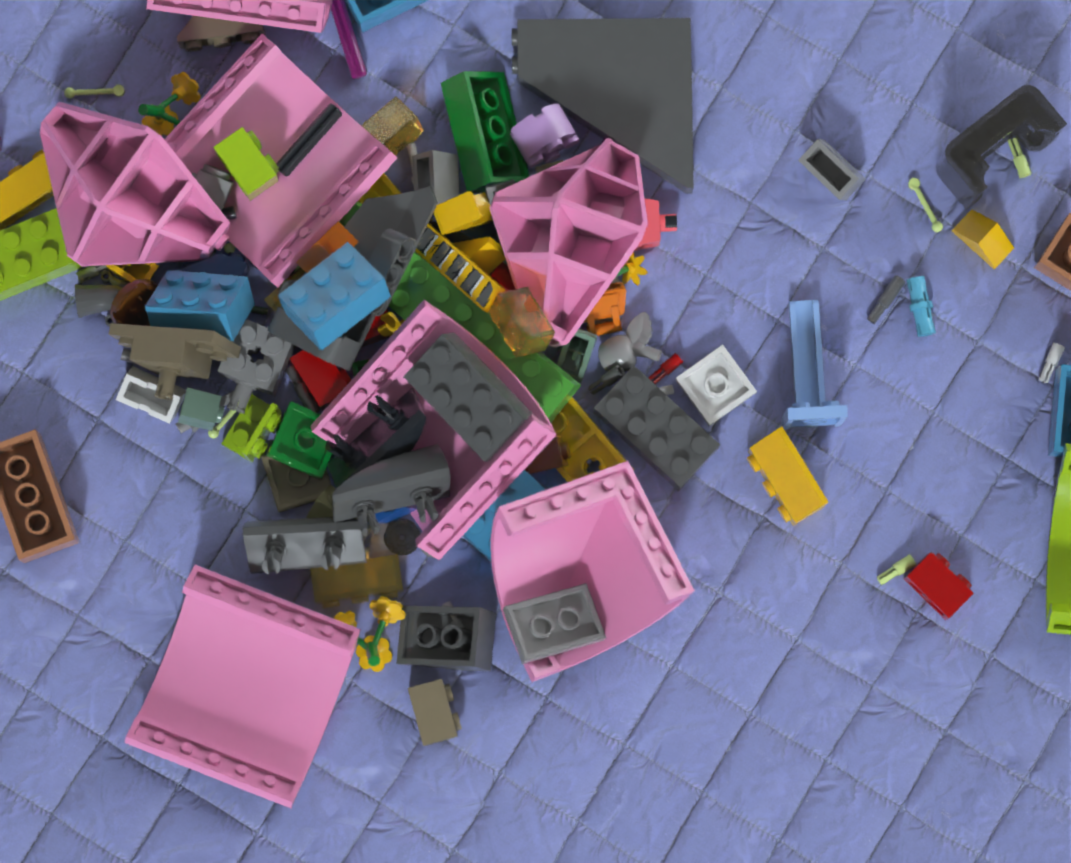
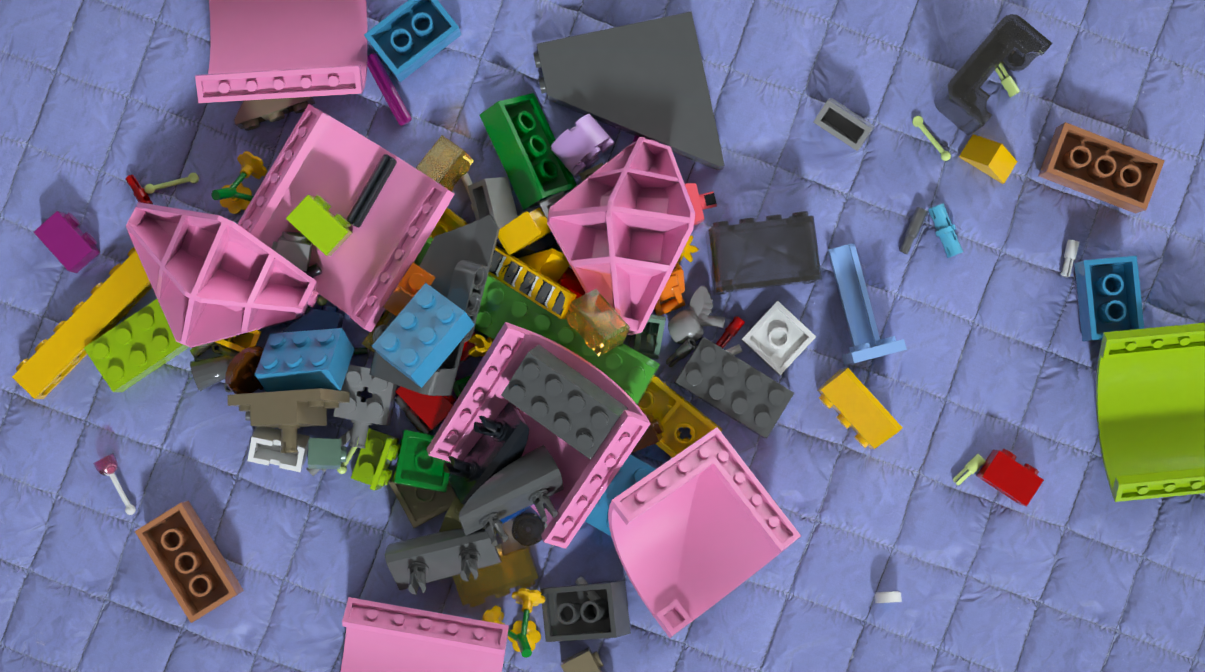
camera: 15 degrees left, 5 degrees up
(57, 94) = (139, 192): none -> red pin
(554, 623) = (678, 582): light grey tile -> none
(716, 288) = (763, 253): none -> clear smoke windscreen
(779, 689) = (887, 597): none -> white tile

